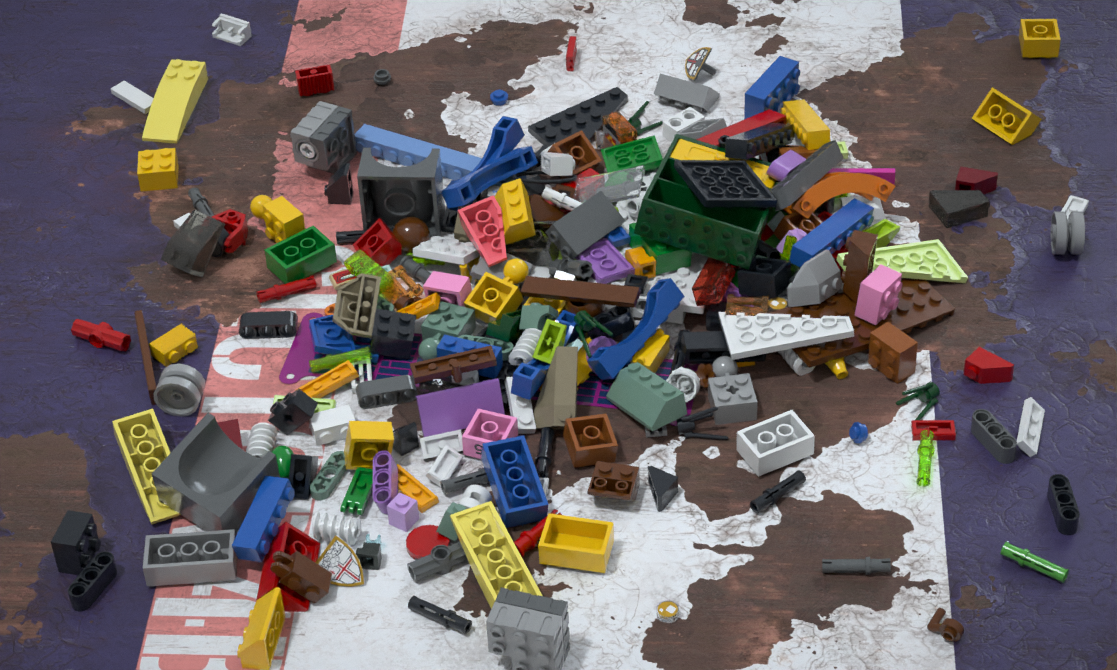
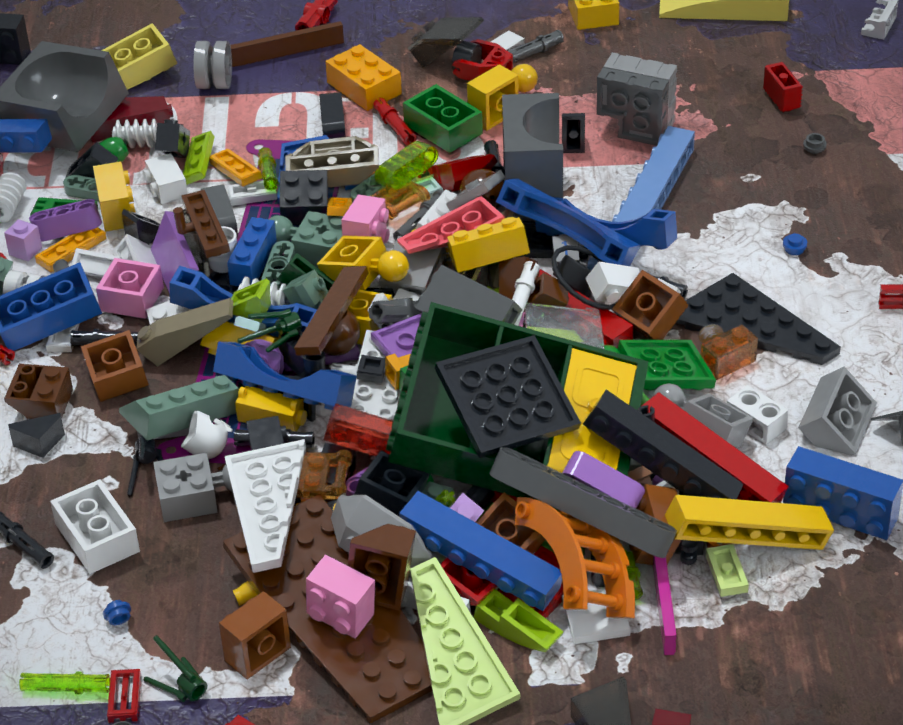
camera: 85 degrees right, 0 degrees up
(173, 345) = (298, 59): yellow brick -> none
(219, 303) = (363, 77): none -> light orange brick
(439, 219) = (475, 189): none -> light grey plate
(636, 123) = (751, 366): dark green plant -> none

